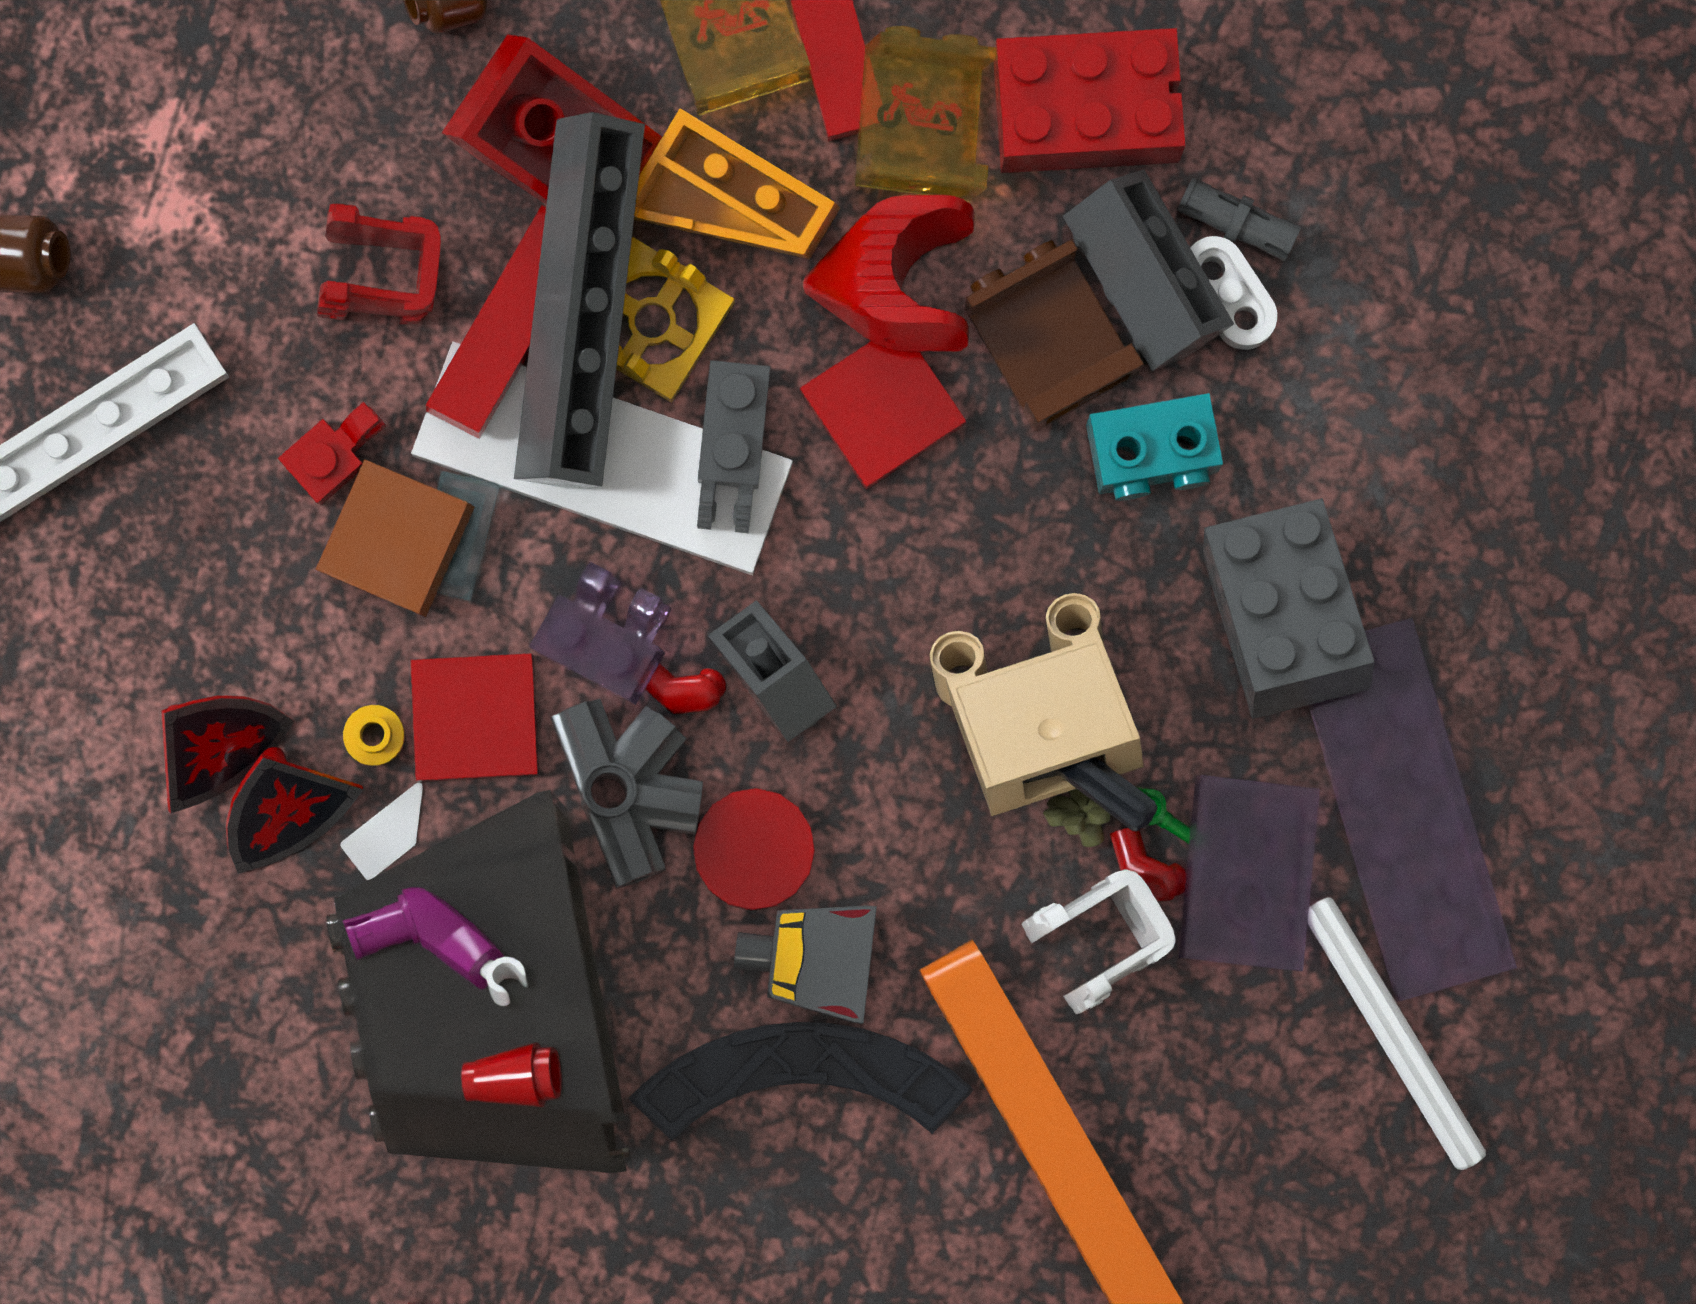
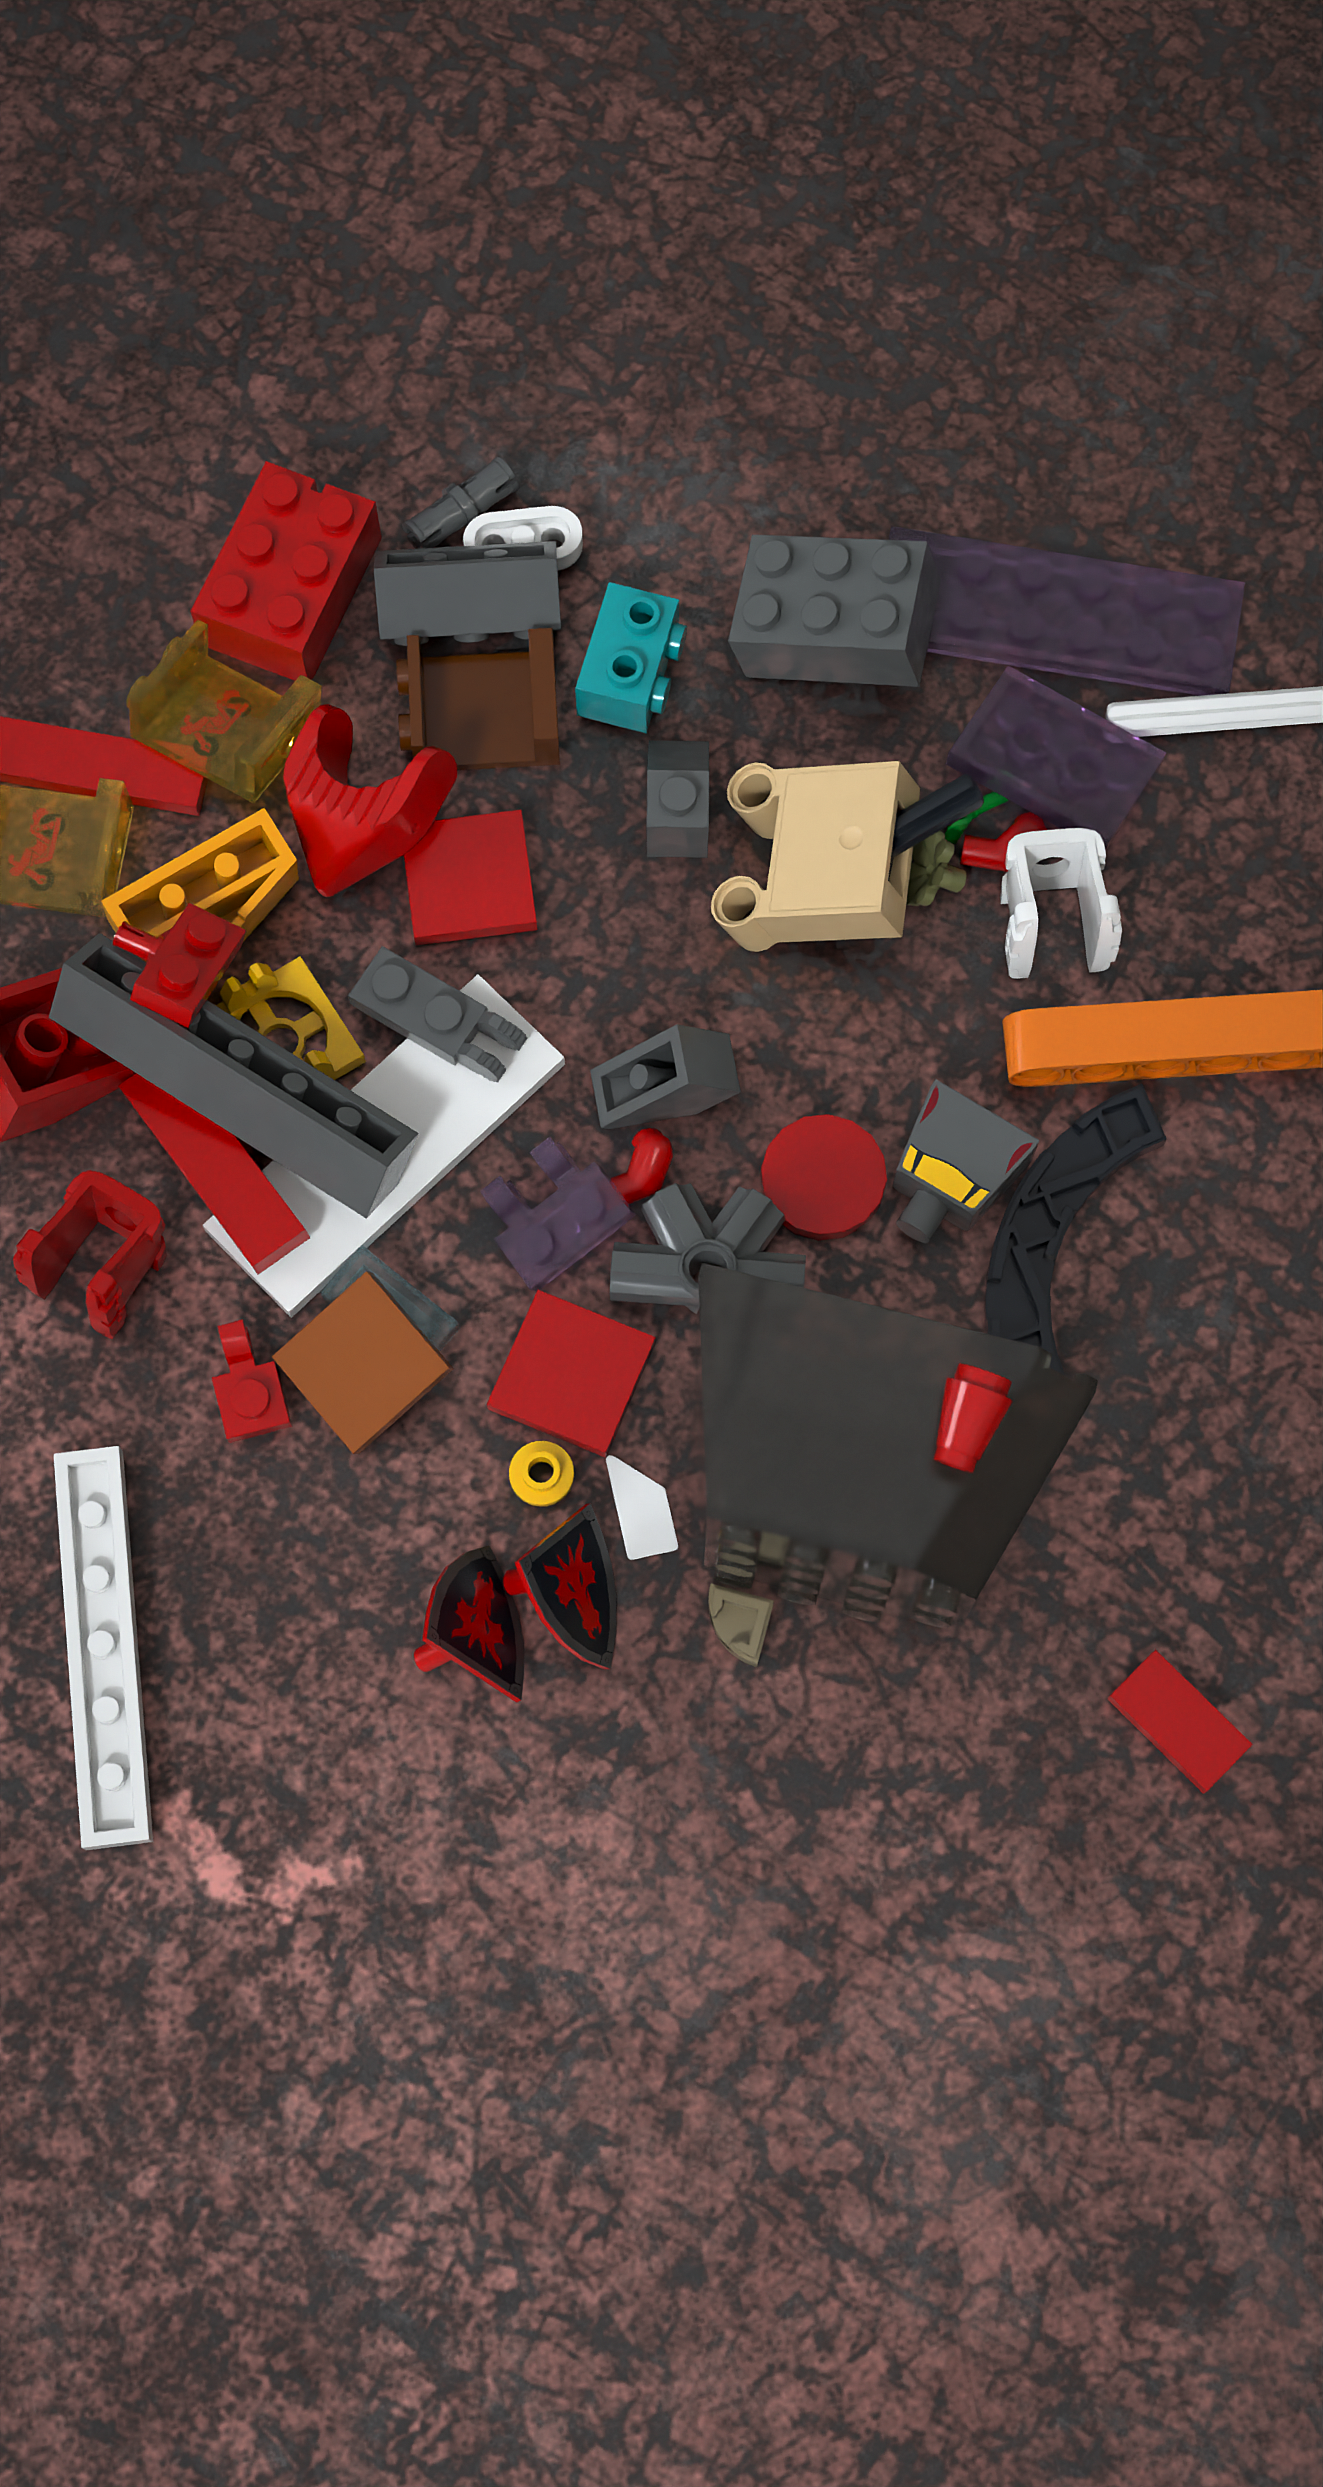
camera: 60 degrees left, 10 degrees down
(320, 967) = (739, 1621): none -> dark tan tile
(442, 931) = (801, 1418): magenta arm -> none
(649, 209) = (181, 962): none -> red plate
(1049, 551) = (678, 799): none -> dark grey slope

